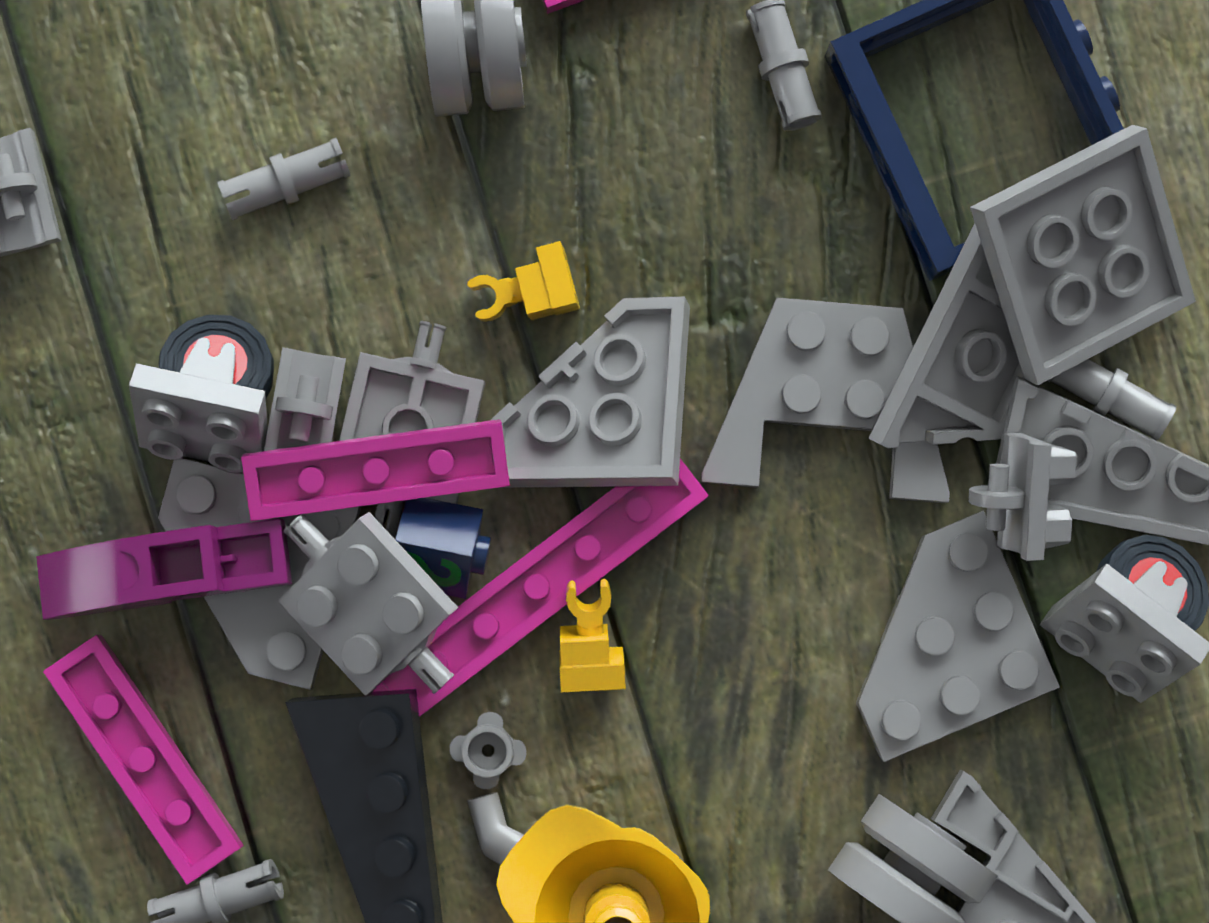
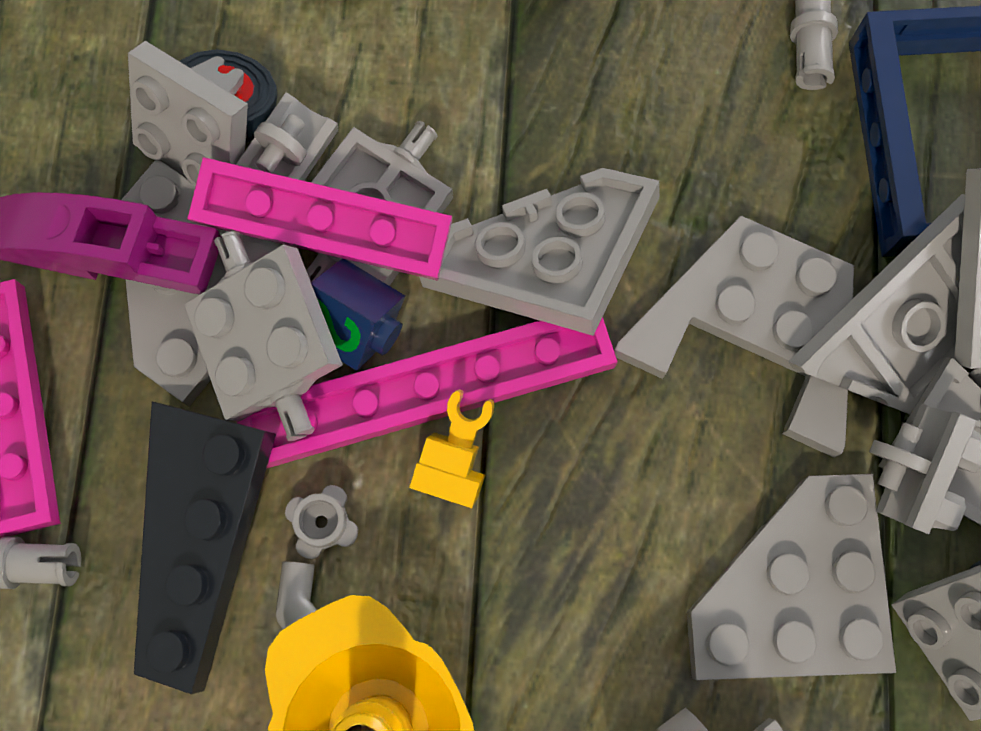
camera: 25 degrees right, 10 degrees down
(542, 286) = (534, 130): yellow piece -> none

